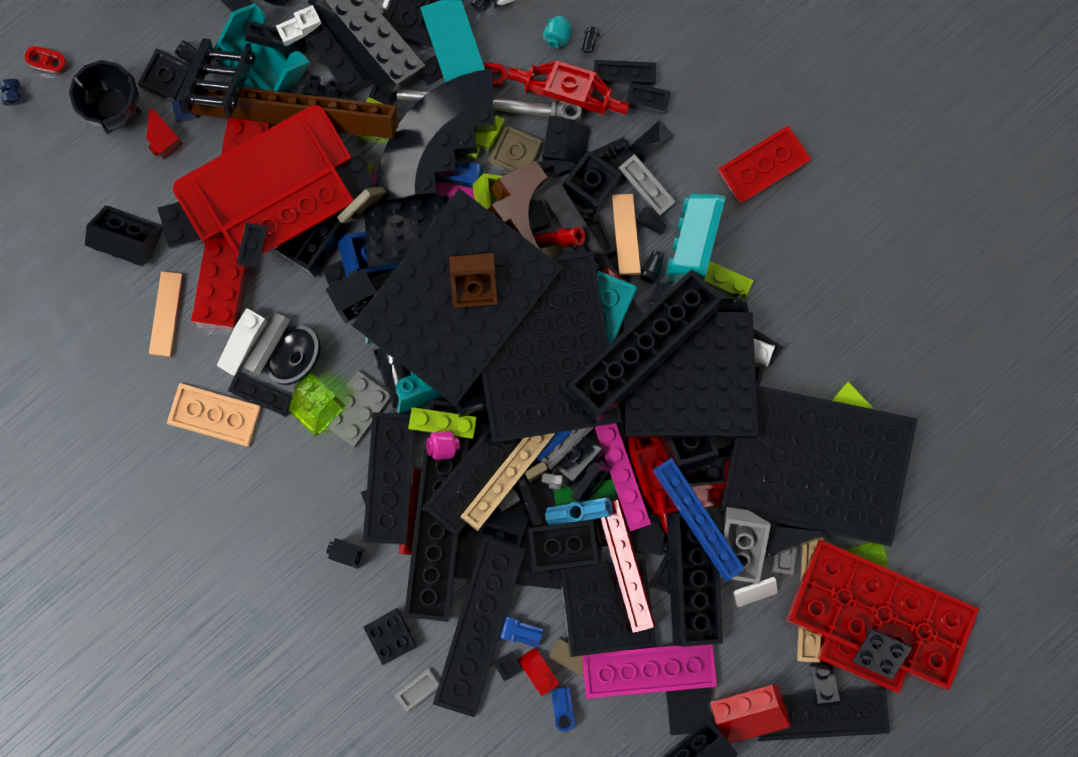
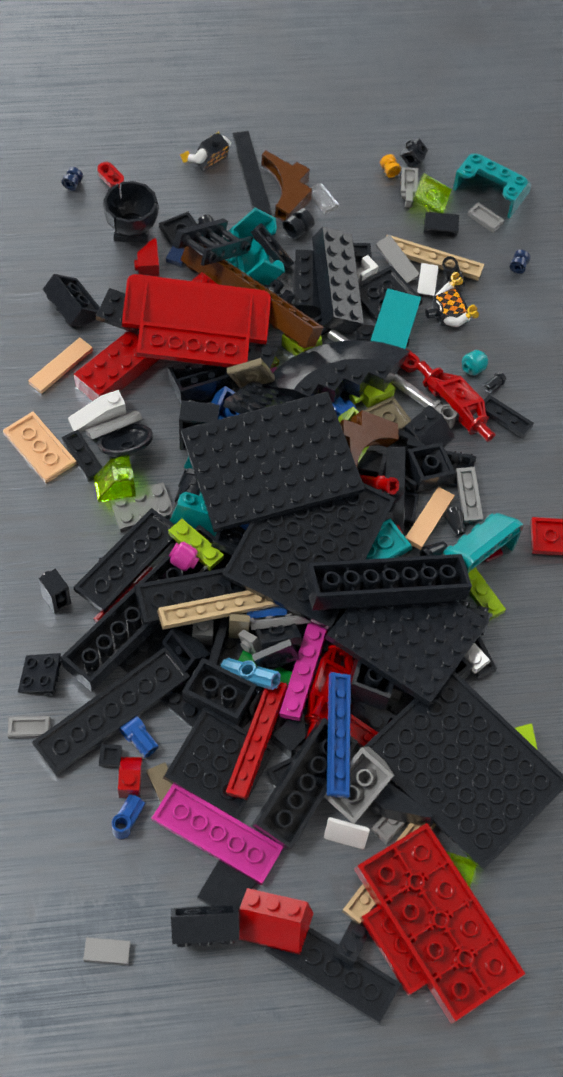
camera: 25 degrees right, 20 degrees down
(252, 246) = (153, 342): black plate -> none
(298, 27) = (290, 248): white slope -> none
(473, 280) = (291, 451): reddish brown slope -> none
(648, 97) = (512, 442): black plate -> none
(651, 141) = (493, 472): black slope -> none
(881, 653) = (416, 946): black hinge -> none

